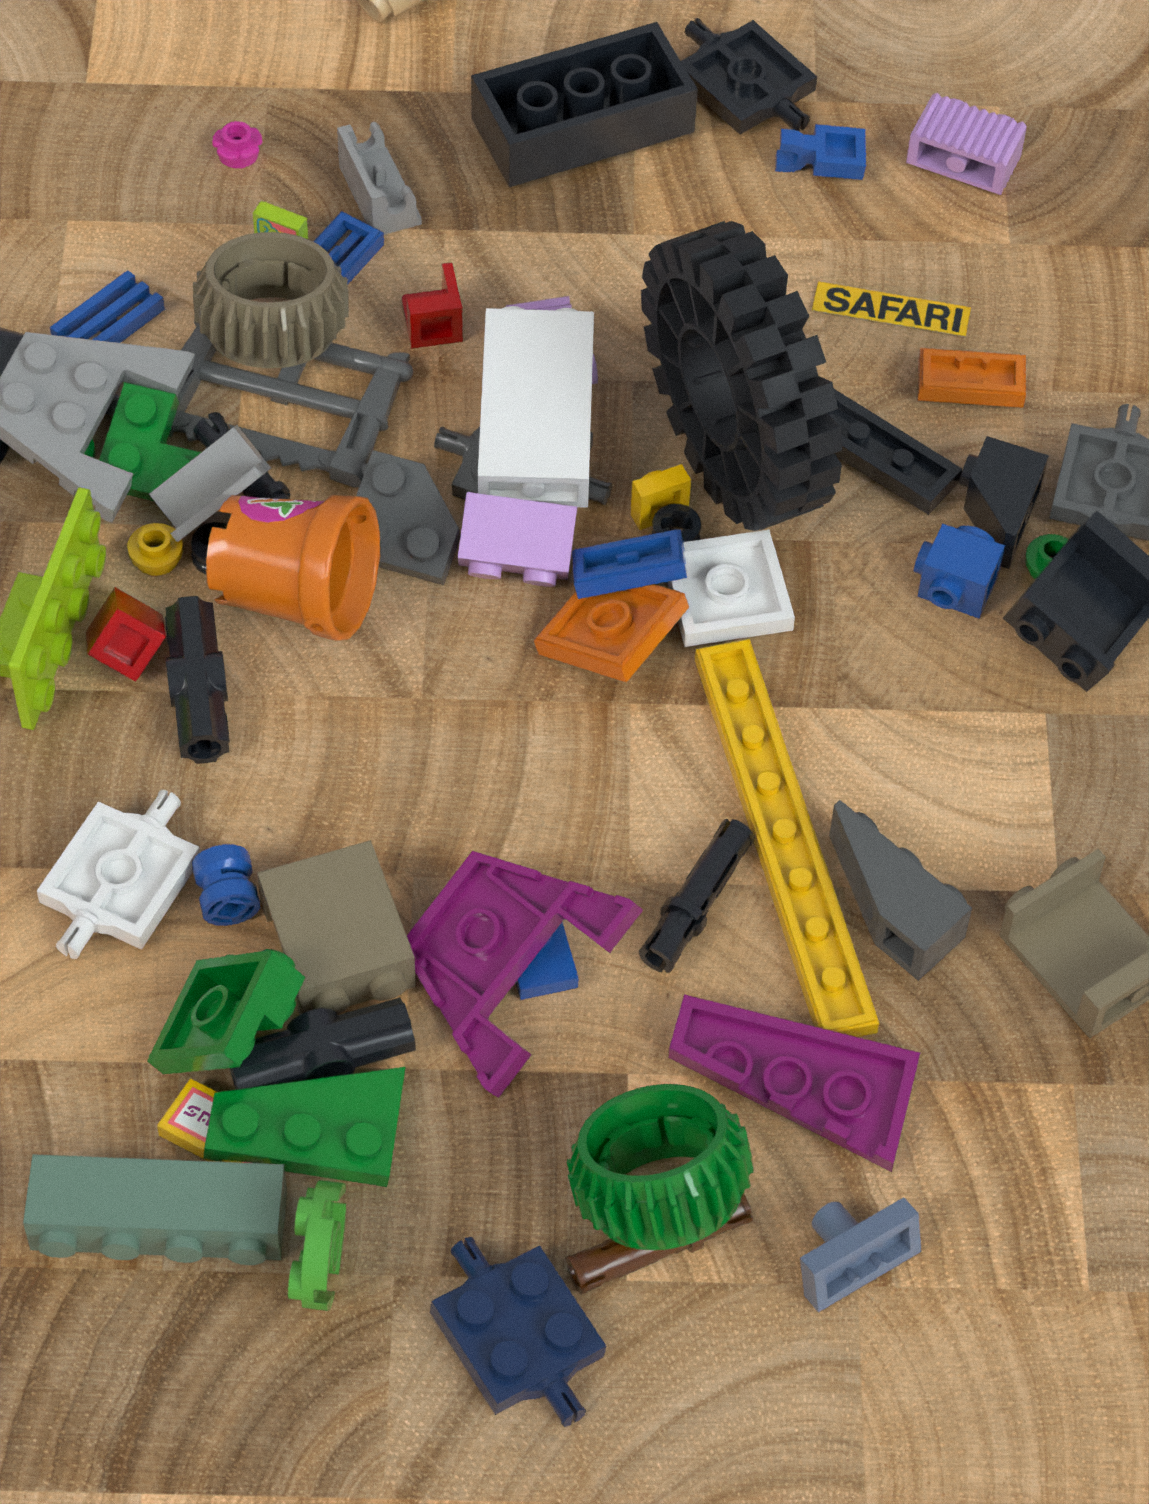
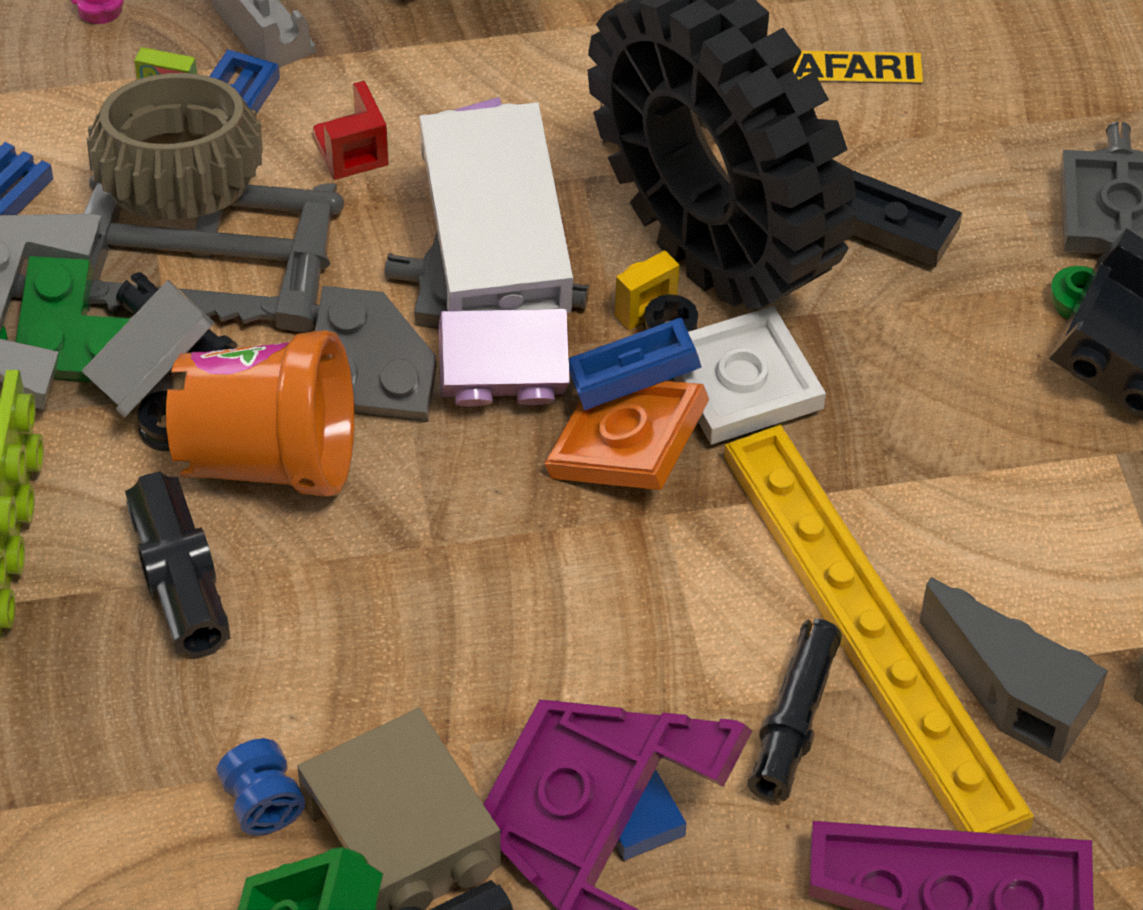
camera: 10 degrees left, 5 degrees down
(119, 875) = (133, 797): white plate -> none
(125, 634) = (84, 527): red panel -> none
(154, 560) = (96, 442): yellow plate -> none
(959, 569) = (987, 316): blue brick -> none
(971, 377) = (944, 120): orange plate -> none
(1003, 491) = (1010, 233): black slope -> none

